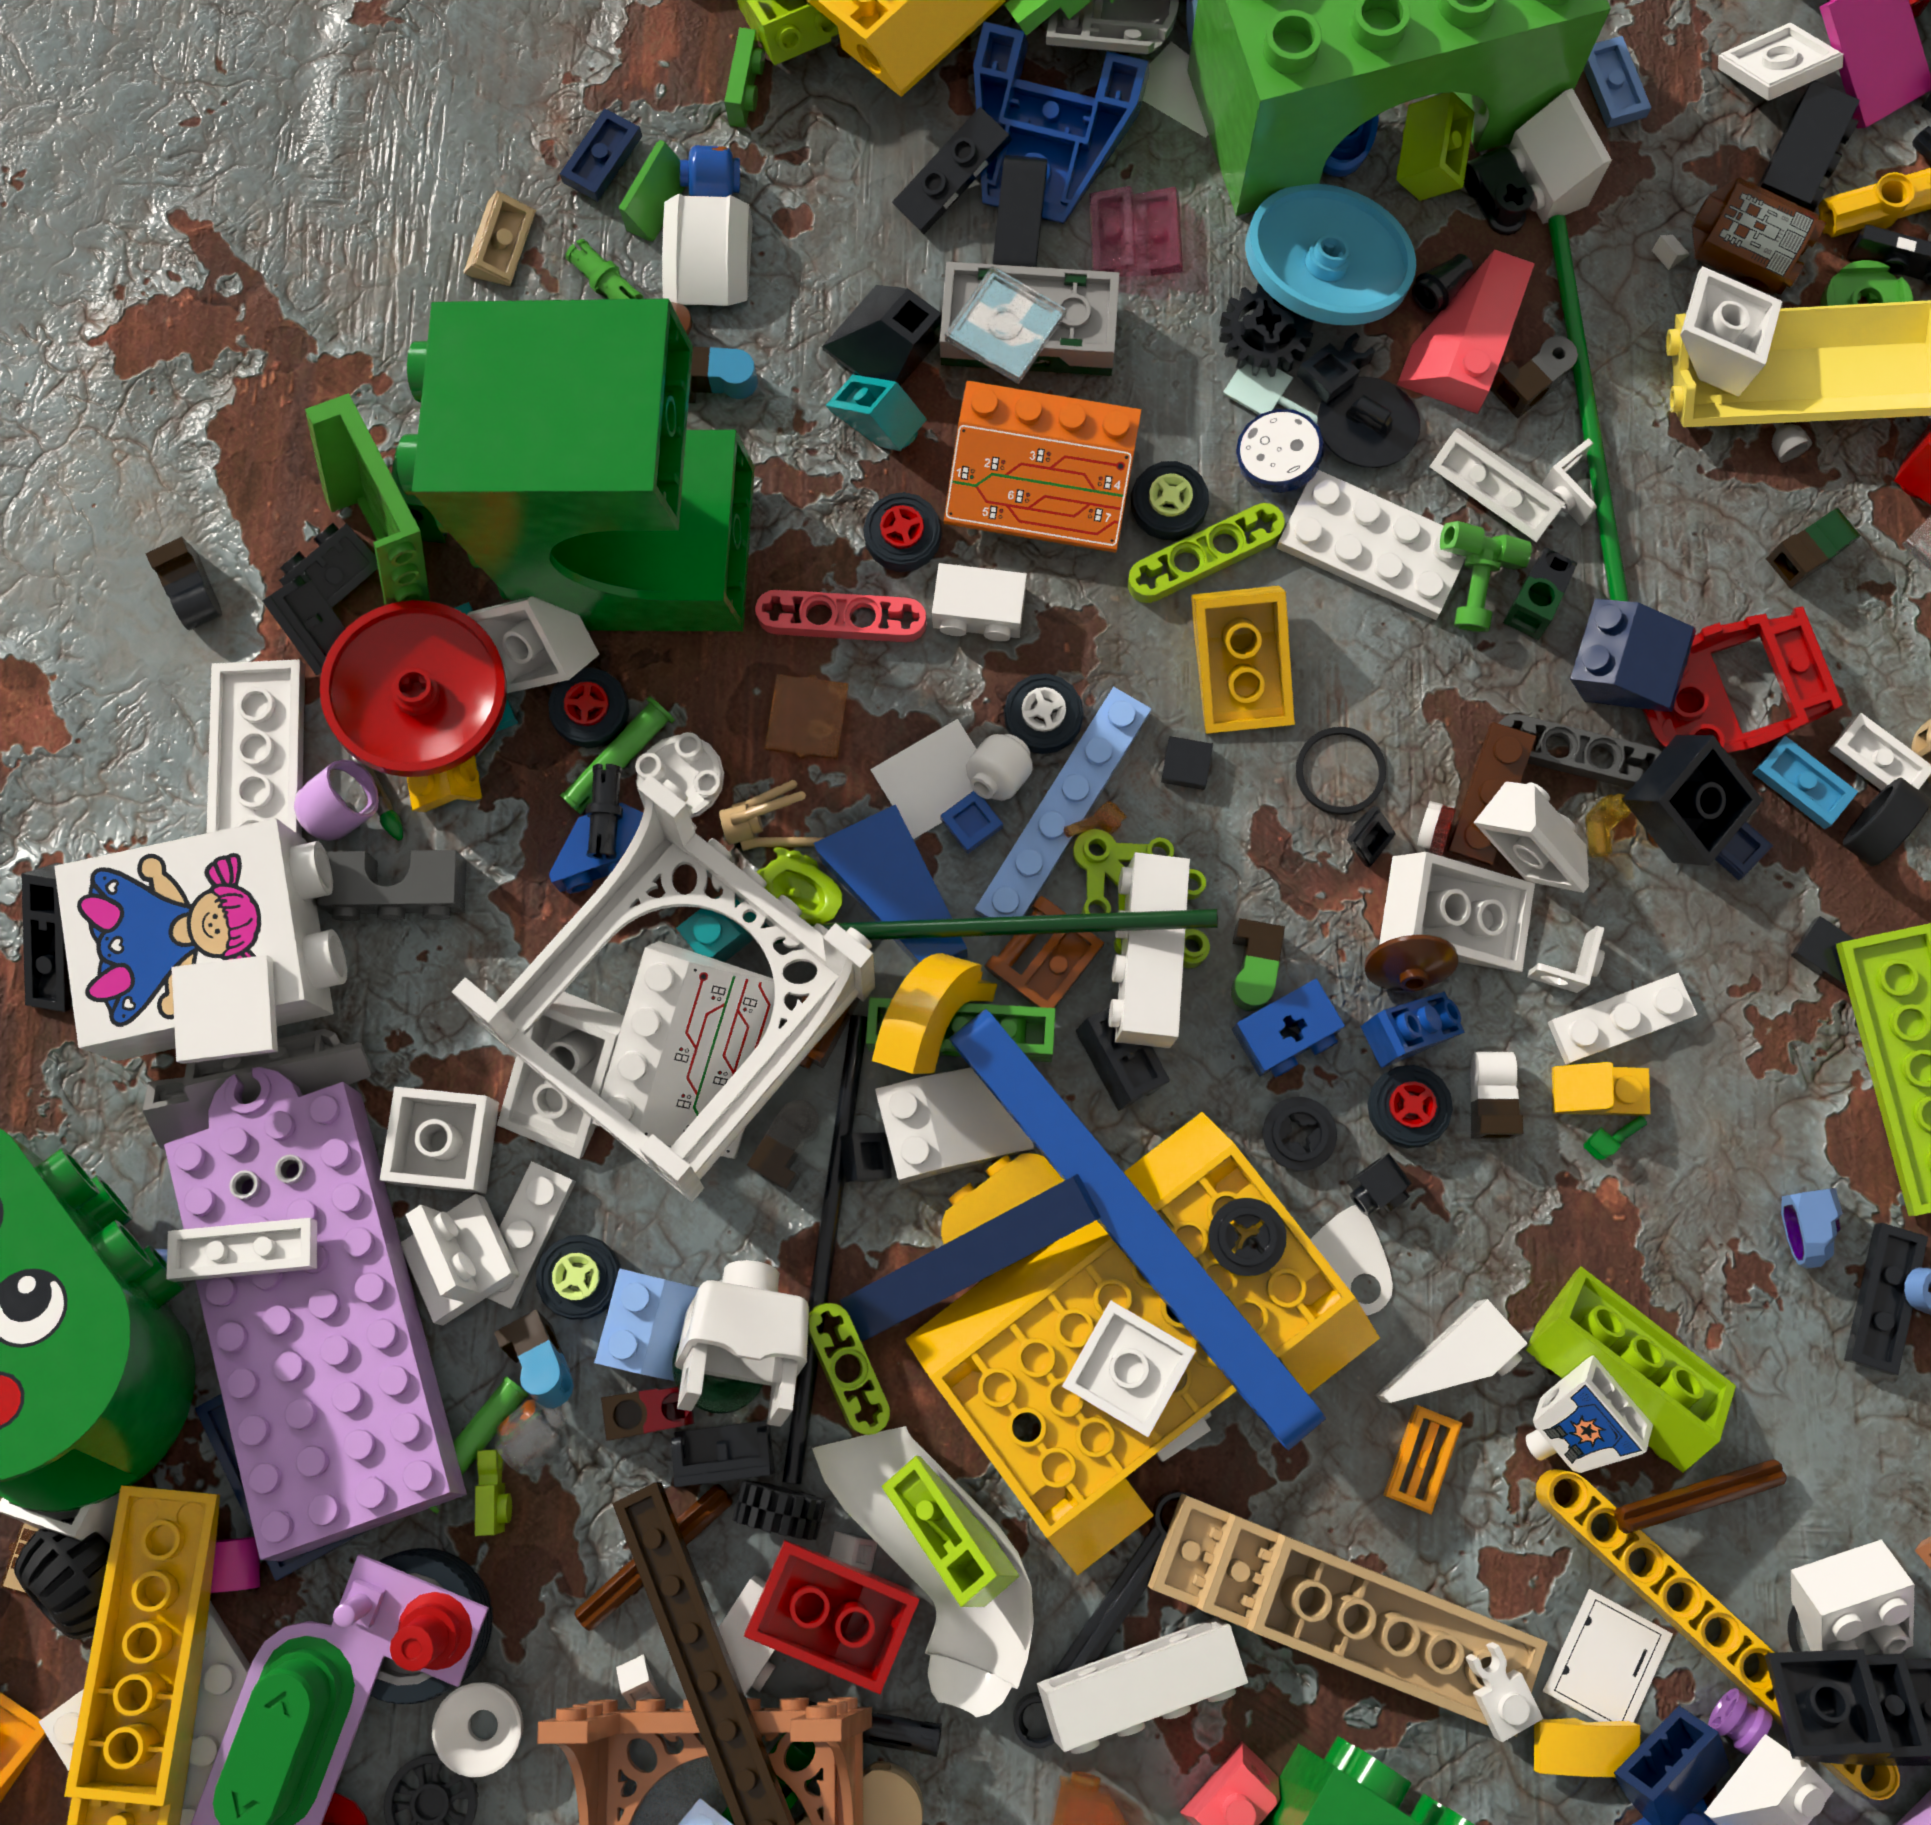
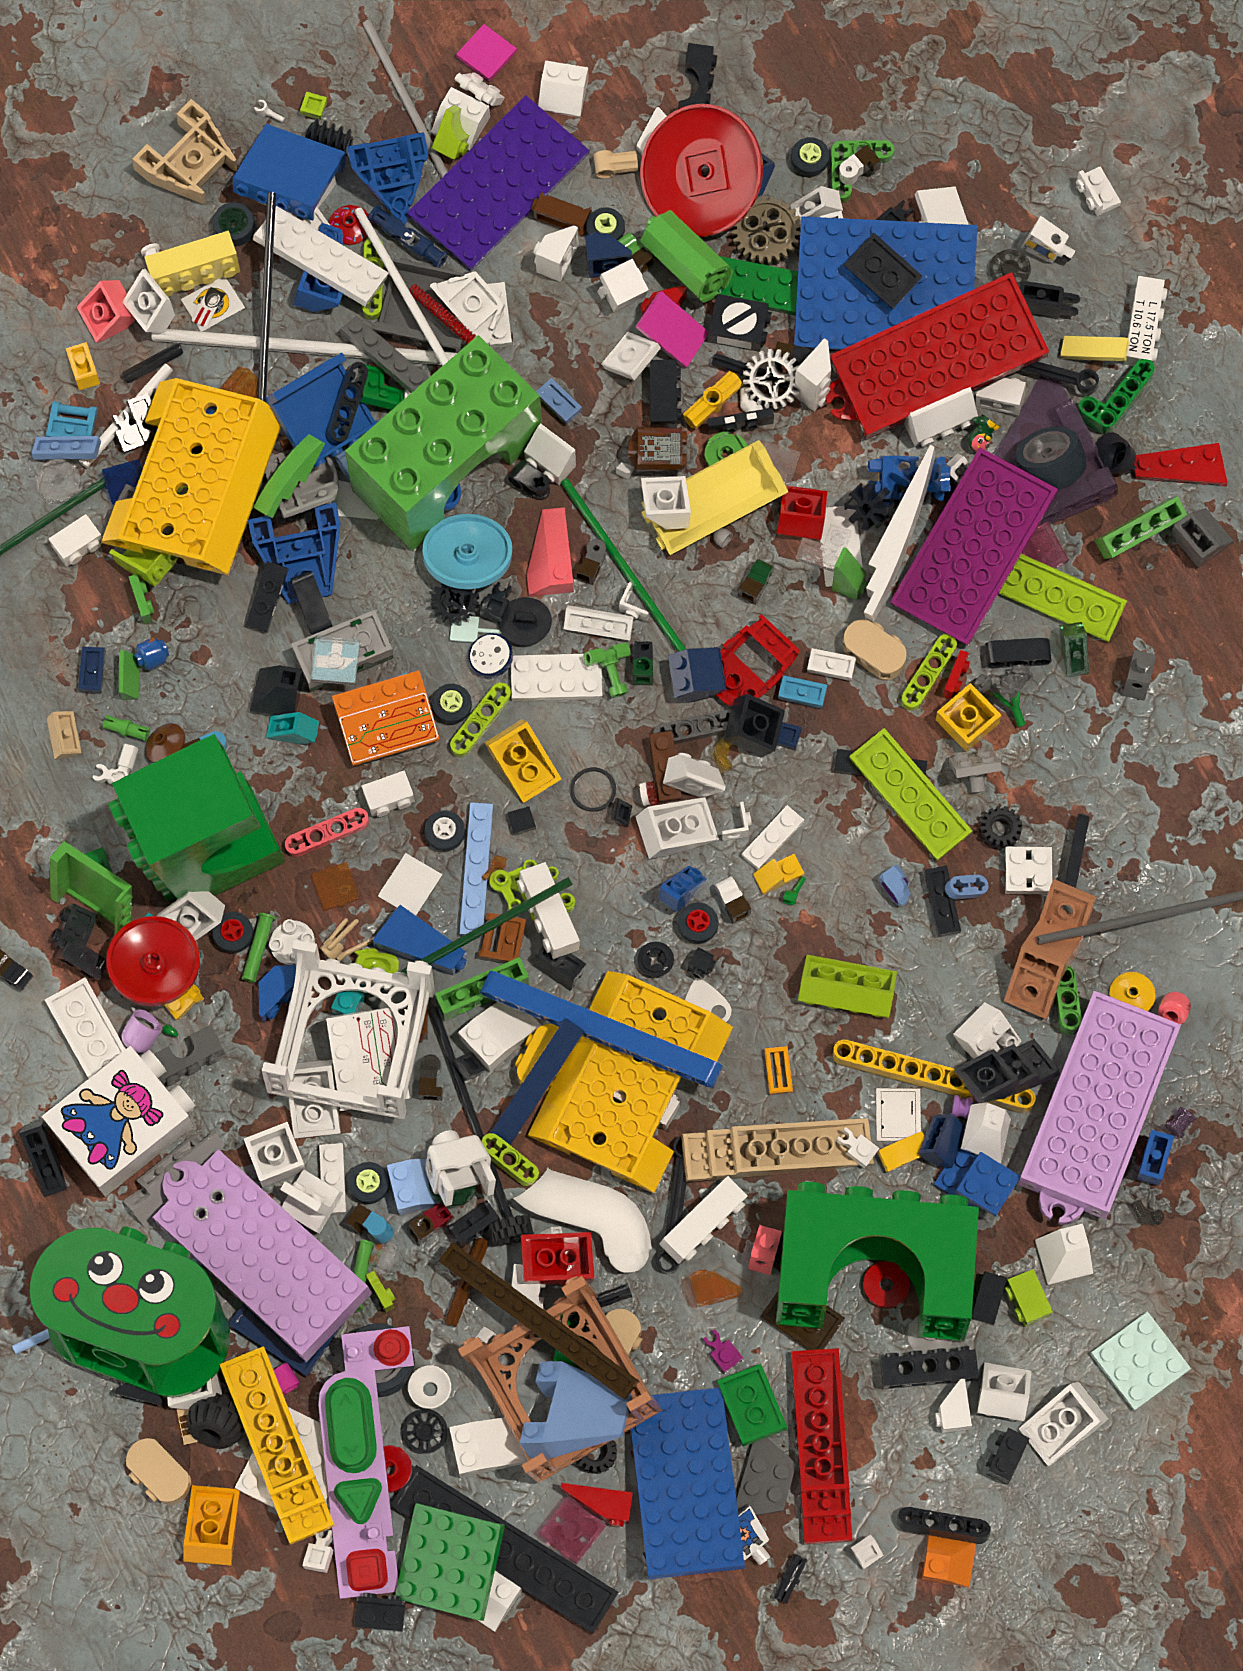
camera: 30 degrees left, 5 degrees down
(224, 1009) = (156, 1136): white tile -> none
(242, 1249) = (220, 1235): white plate -> none
(604, 811) = (270, 972): black pin -> none
(706, 250) = (169, 692): white slope -> none
(902, 515) = (335, 771): black wheel -> none
(923, 1010) = (463, 985): yellow arch -> none
(950, 1535) = (589, 1202): lime slope -> none
(971, 821) = (437, 895): blue plate -> none
(999, 767) = (437, 864): white head -> none
(1129, 1368) = (629, 1089): white plate -> none
(1136, 232) = (369, 583): clear pink slope -> none
(1259, 964) = (600, 893): leg -> none
(1270, 1237) = (647, 1000): black gear -> none
(1304, 1007) = (629, 903): blue brick -> none
(1411, 962) = (666, 859): reddish brown dish -> none
(1435, 146) = (492, 478): lime brick -> none
(1440, 284) = (525, 540): black cone -> none
(1466, 1351) = (773, 1016): white slope -> none
(1588, 1421) = (837, 1015): white torso -> none
(1699, 1496) = (900, 1023): reddish brown axle -> none
(1886, 822) = (844, 693): black tyre -> none

